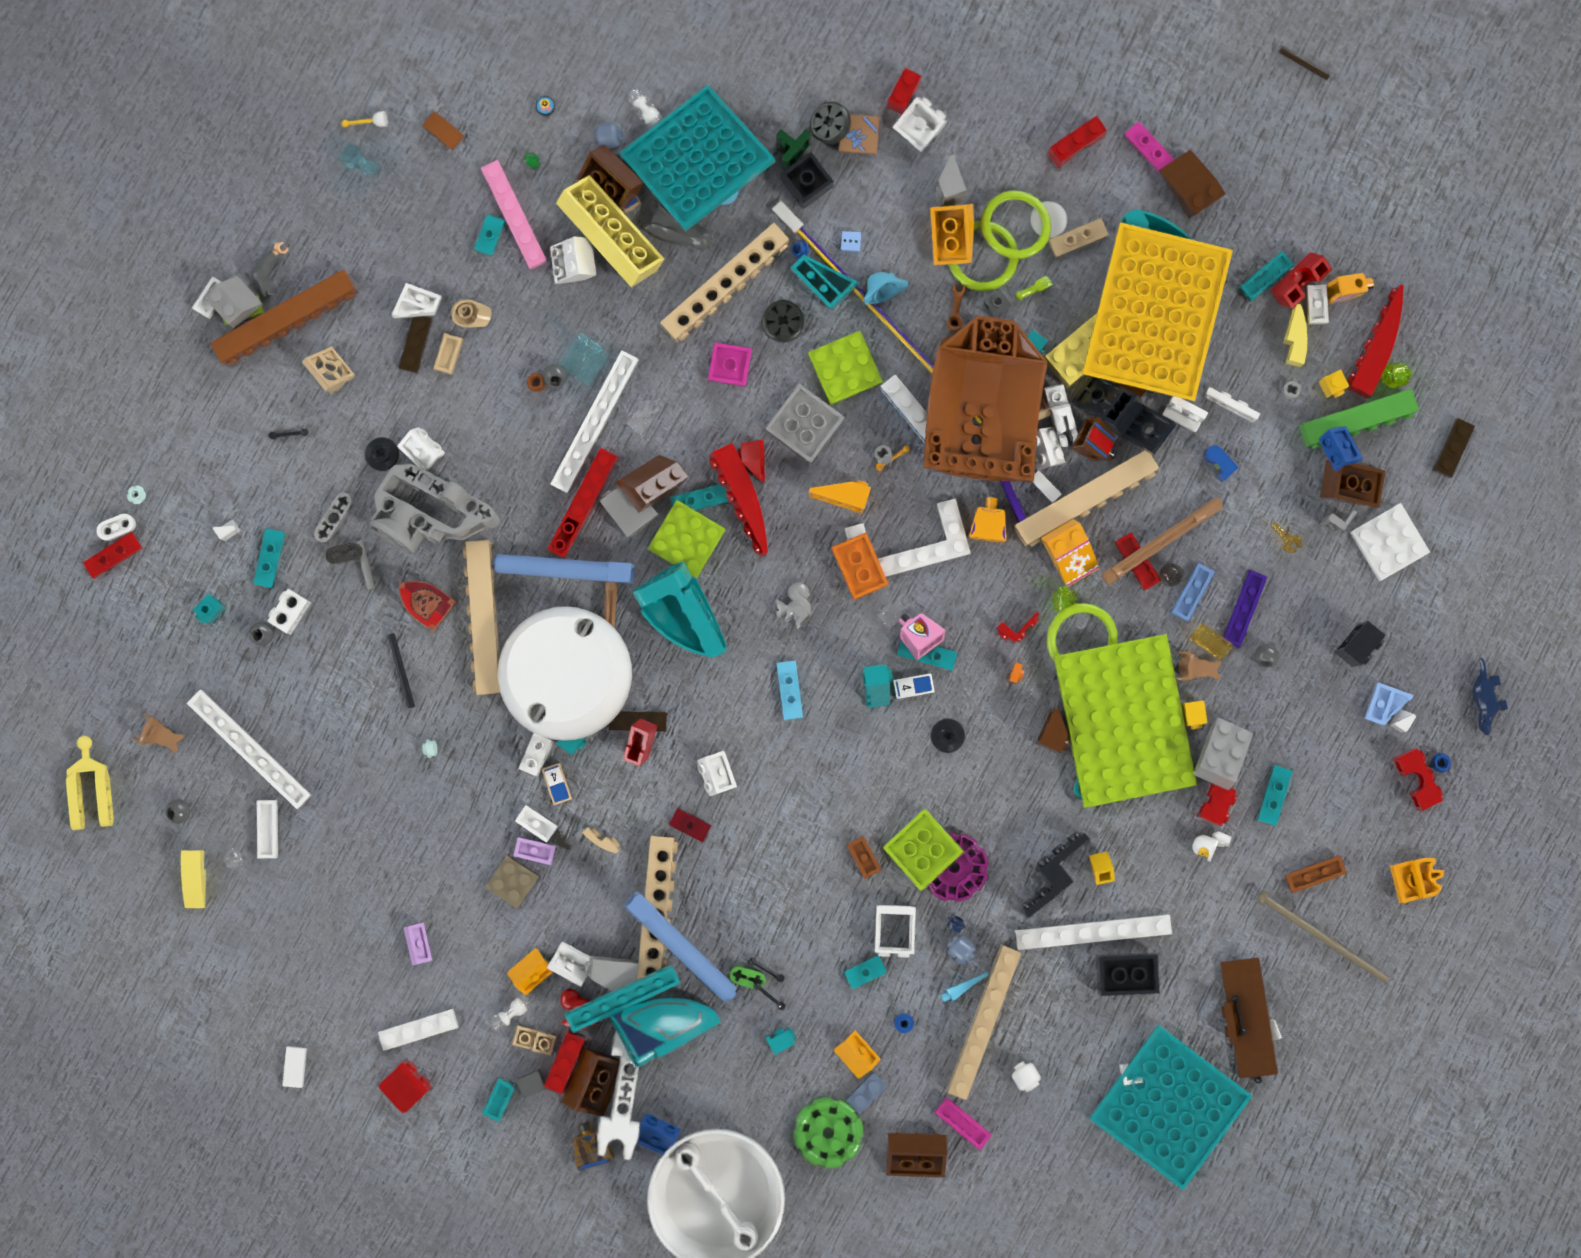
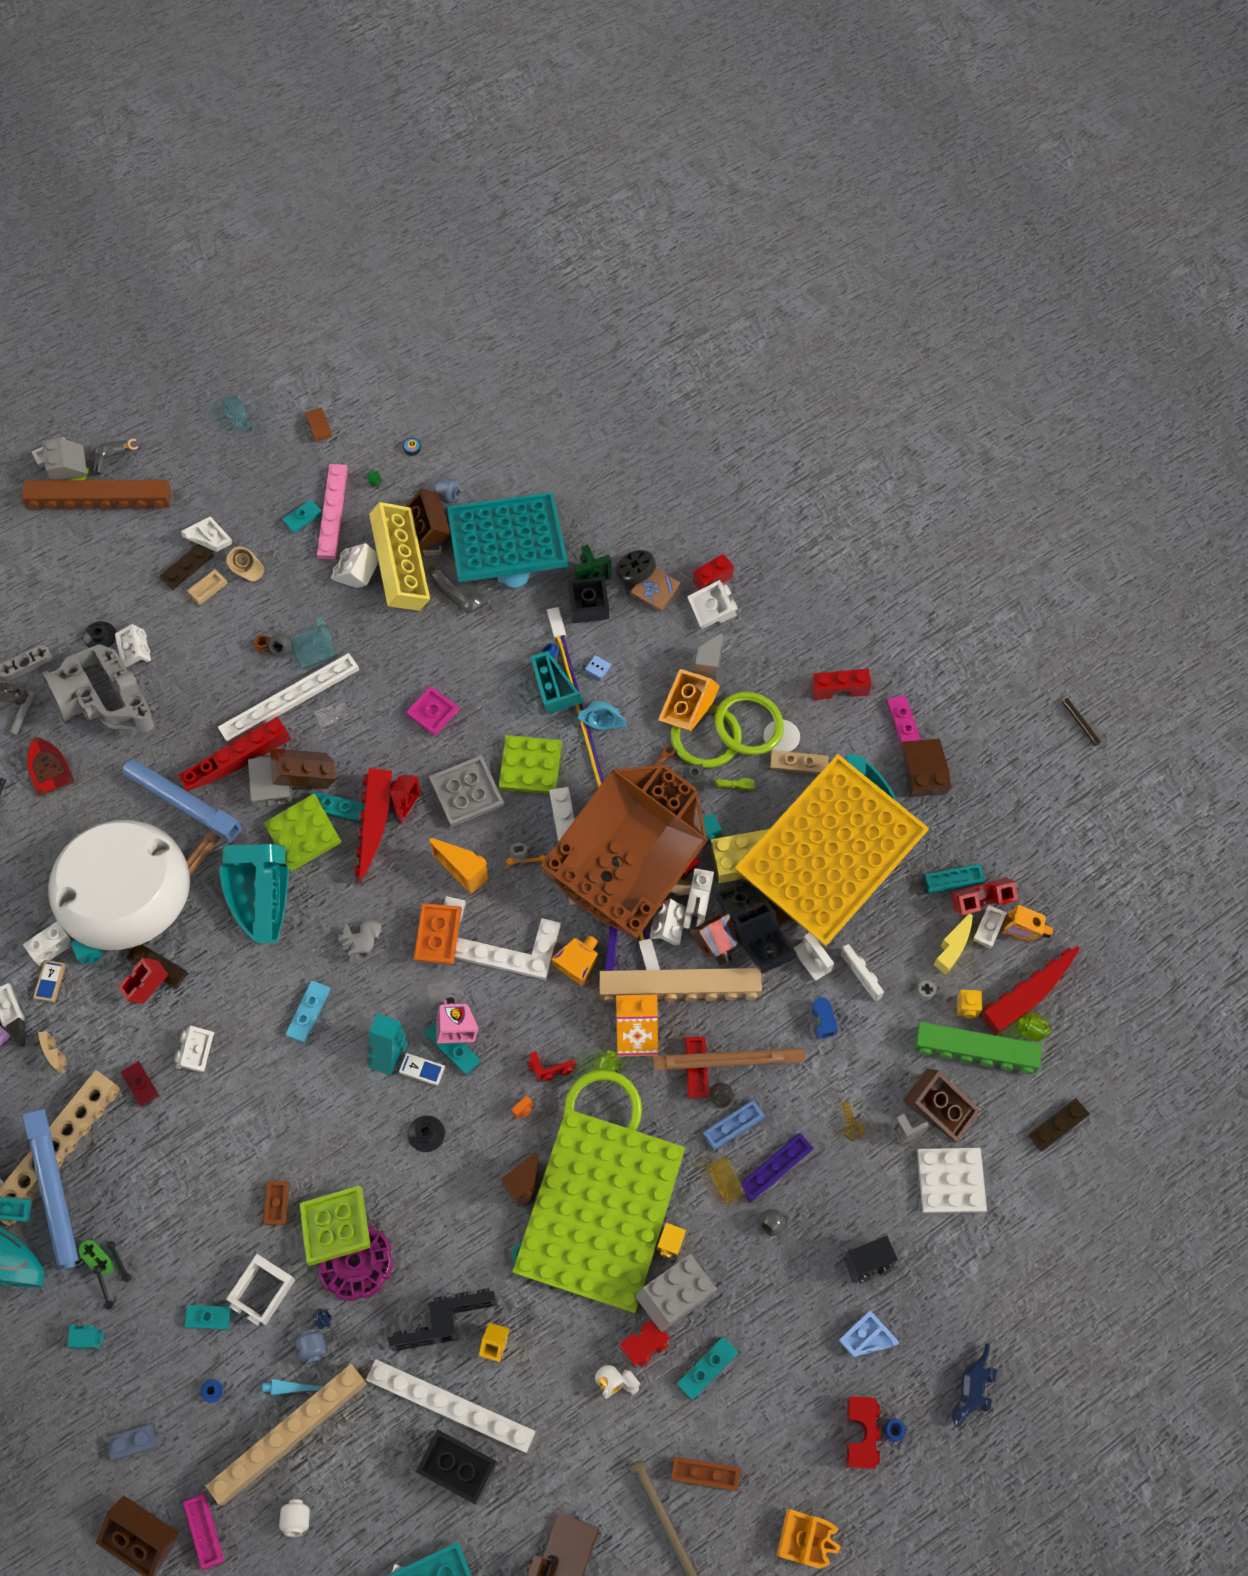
camera: 25 degrees right, 20 degrees down
(272, 435) = (24, 577): black hinge -> none
(334, 360) = (102, 561): tan piece -> none
(378, 119) = (274, 392): hinge -> none
(483, 616) = (88, 800): tan brick -> none
(649, 115) = (488, 475): clear piece -> none
(756, 248) = (476, 638): tan brick -> none
(787, 332) = (495, 709): pearl dark grey wheel -> none
(825, 1144) = (55, 1458): bright green plate -> none
(857, 1054) = (147, 1396): light orange panel -> none
(1192, 667) = (693, 1195): medium nougat hair -> none
(1340, 447) = (943, 1058): blue bracket -> none
(1402, 720) = (875, 1363): white slope -> none

